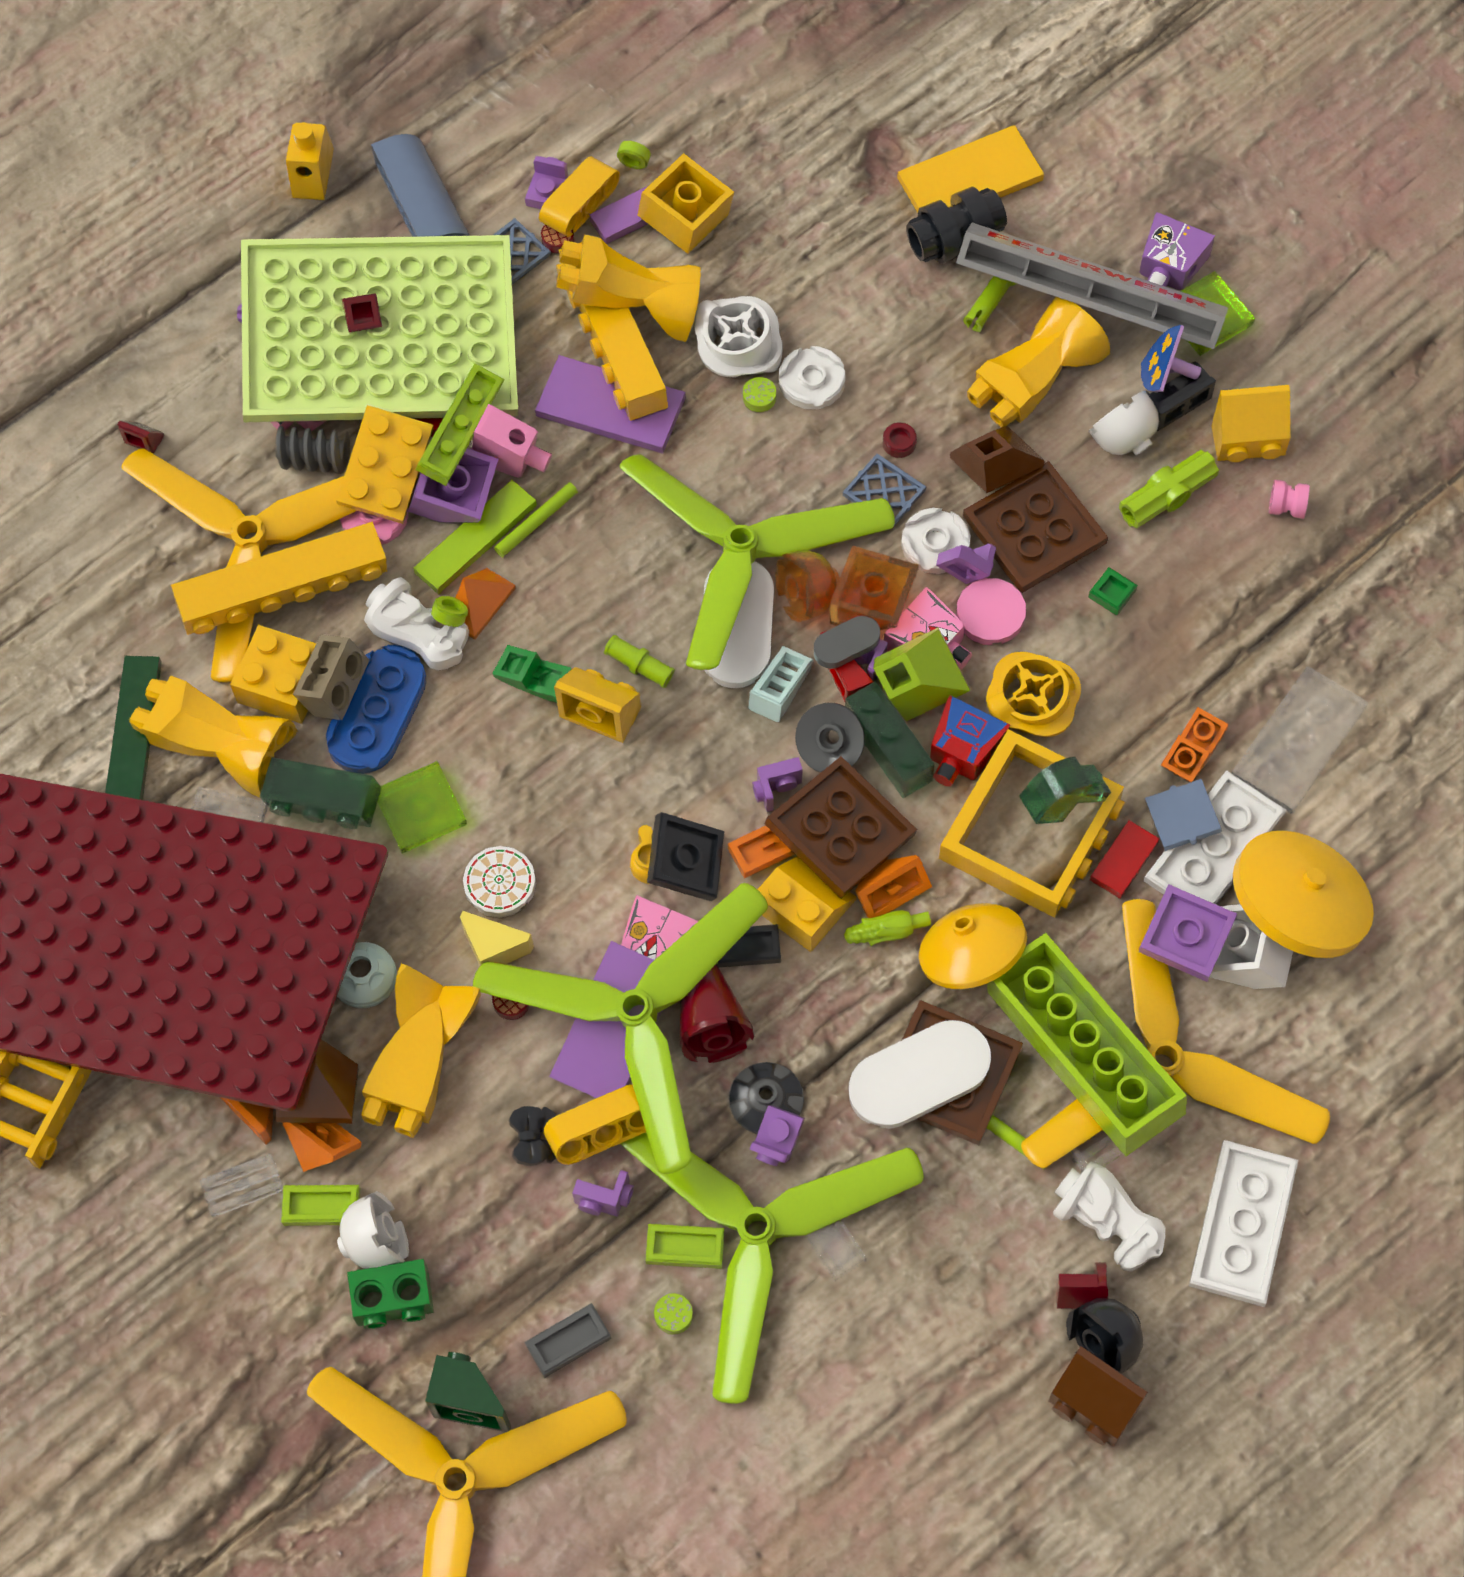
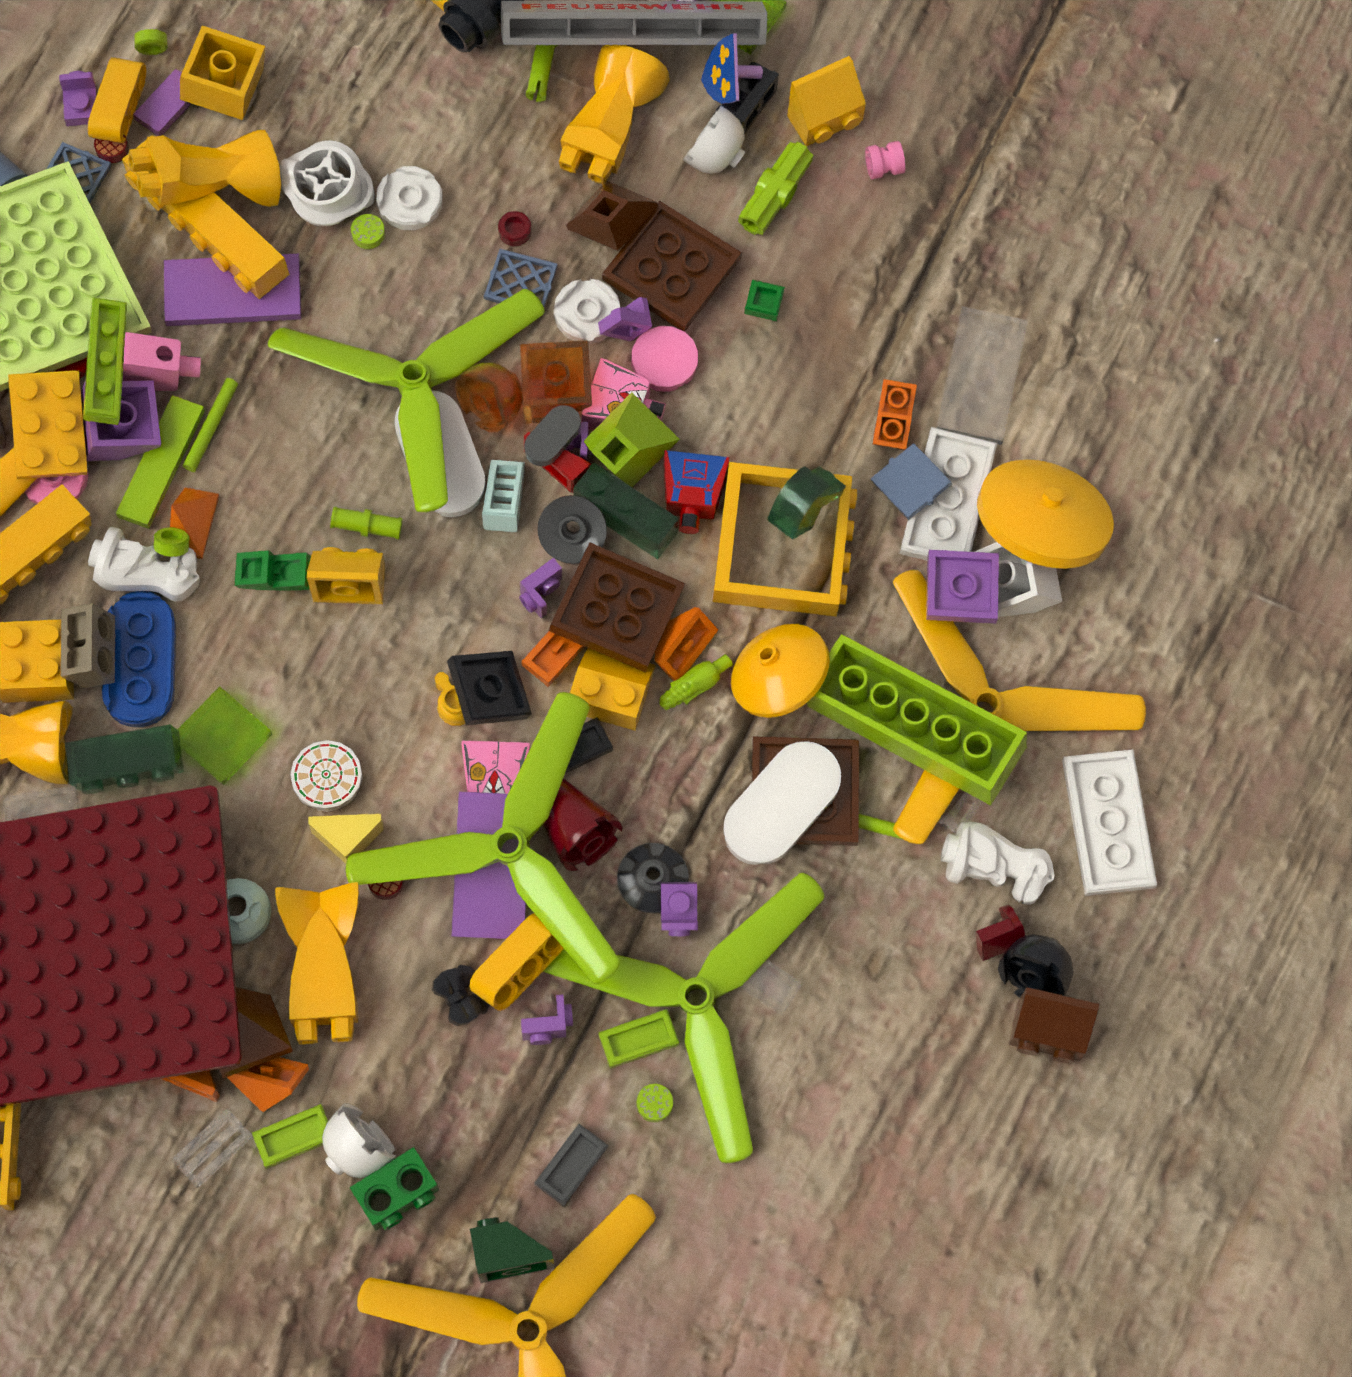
camera: 30 degrees left, 5 degrees up
(1057, 676) = (753, 395): yellow piece -> none
(1124, 859) = (876, 540): red tile -> none

